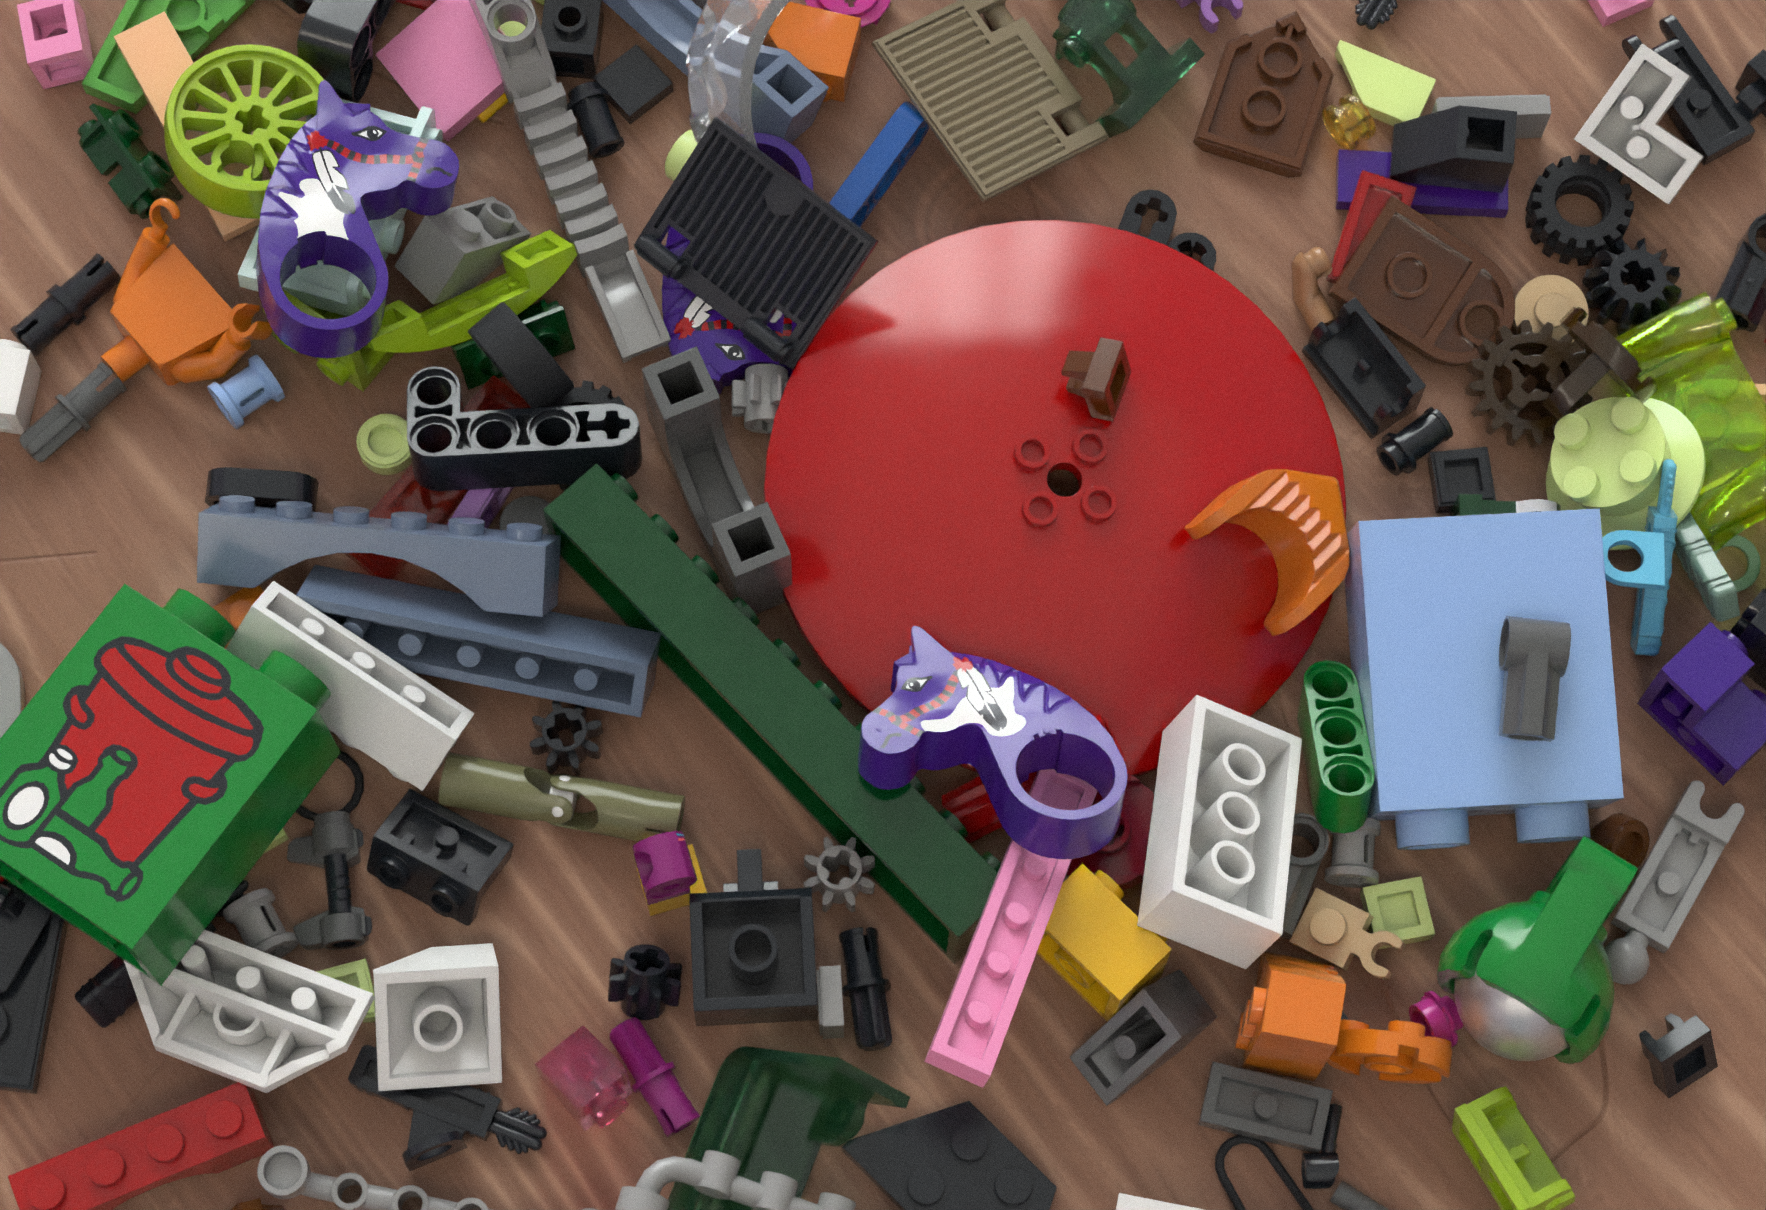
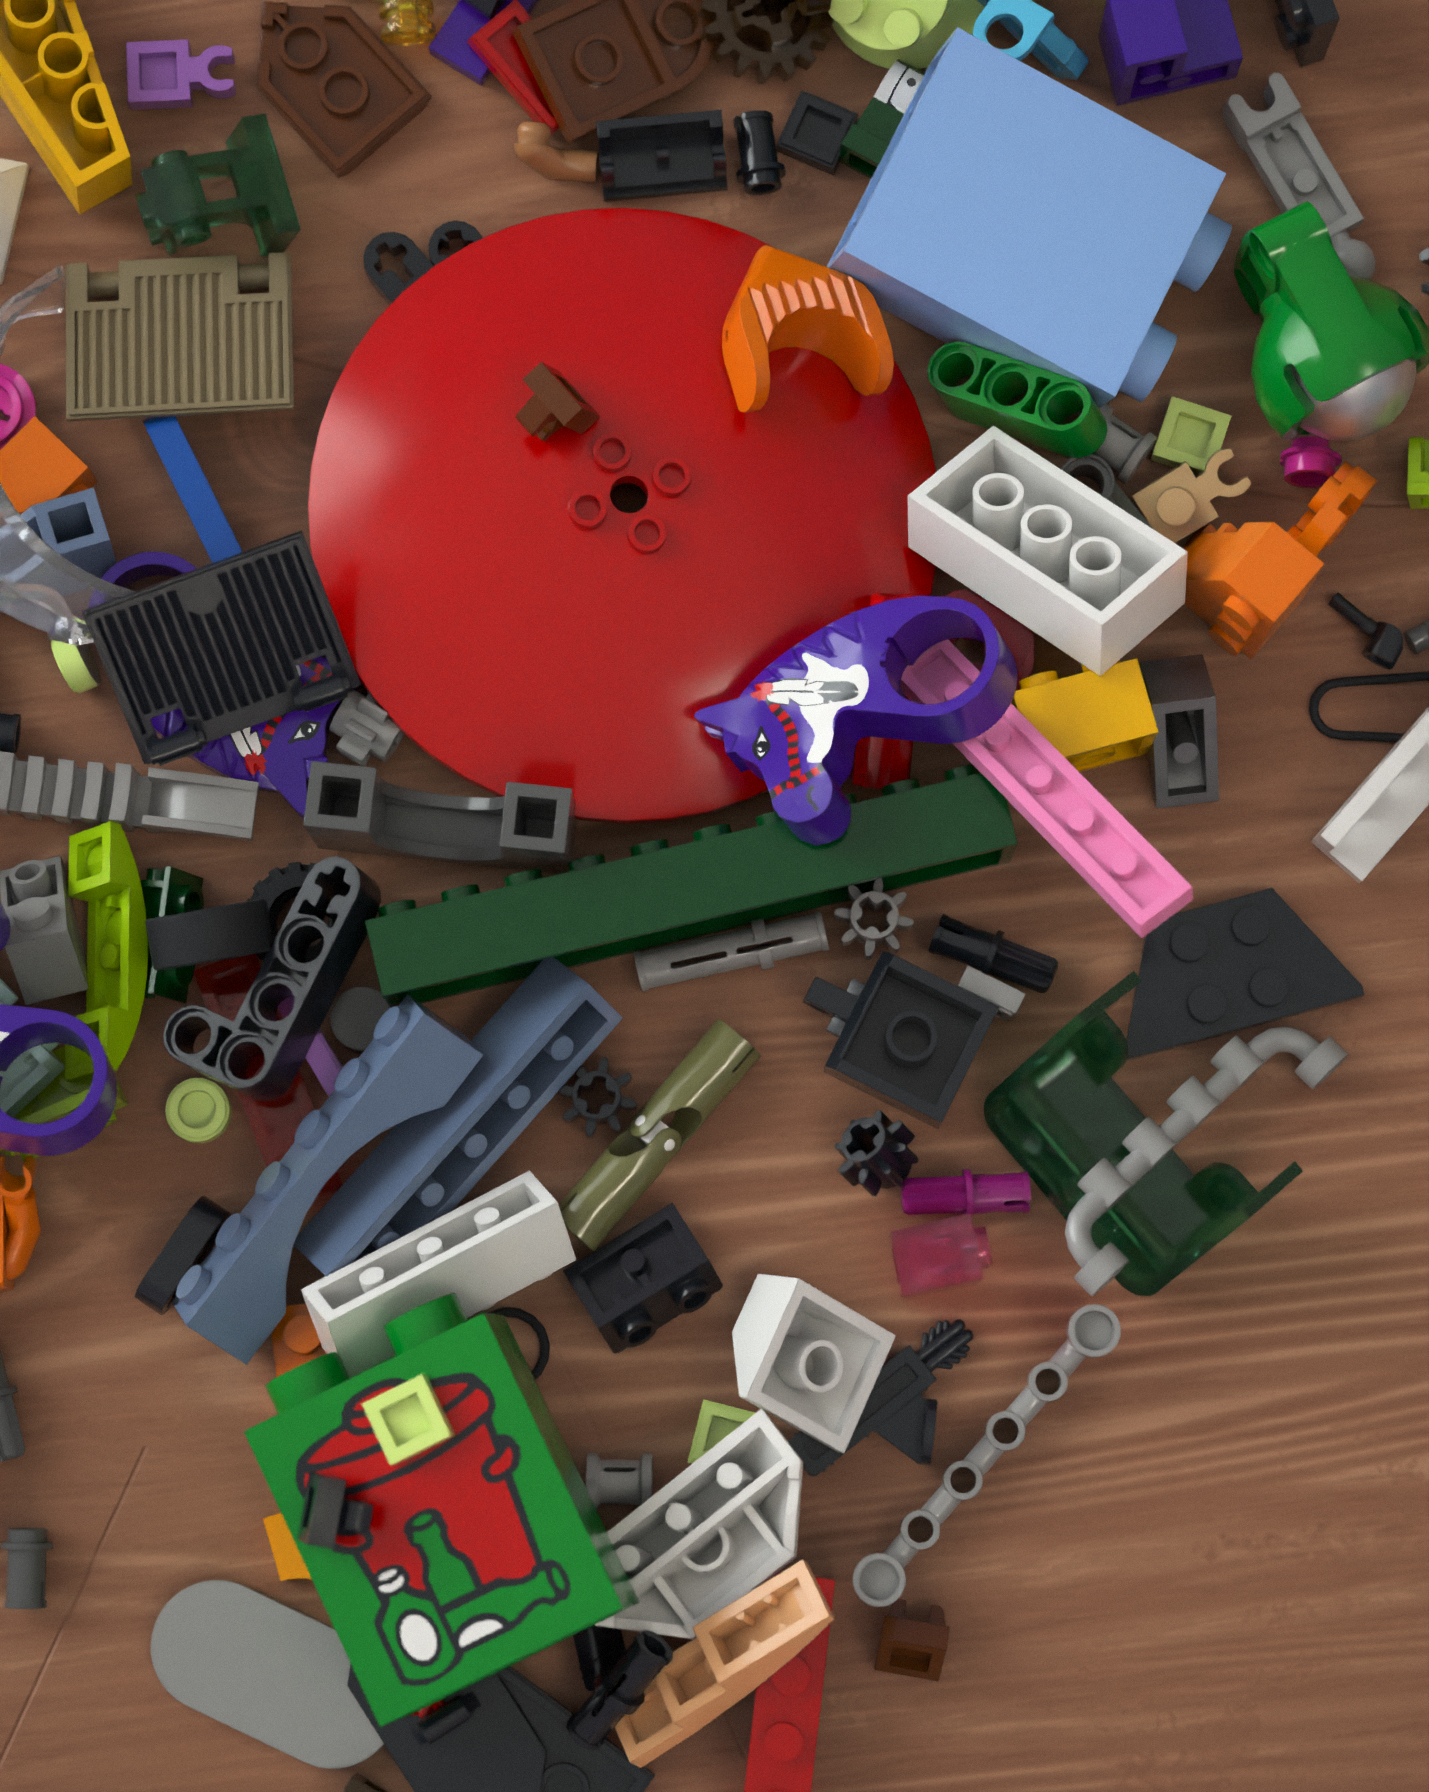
camera: 55 degrees left, 10 degrees up
(83, 1013) = (619, 1690): none -> black pin
(89, 675) = (327, 1510): none -> black tile
(145, 1082) = (726, 1661): none -> light nougat slope
(197, 697) = (408, 1419): none -> yellowish green tile
(246, 391) = (69, 1216): light blue bush -> none
(335, 848) = (579, 1370): dark grey piece -> none
(667, 871) = (786, 1075): magenta leg -> none
(795, 827) = (807, 936): none -> light grey pin
(1265, 1107) = (1304, 660): dark grey plate -> none
(1533, 660) = (1066, 175): dark grey piece -> none
(1623, 837) = (1242, 202): reddish brown tile -> none

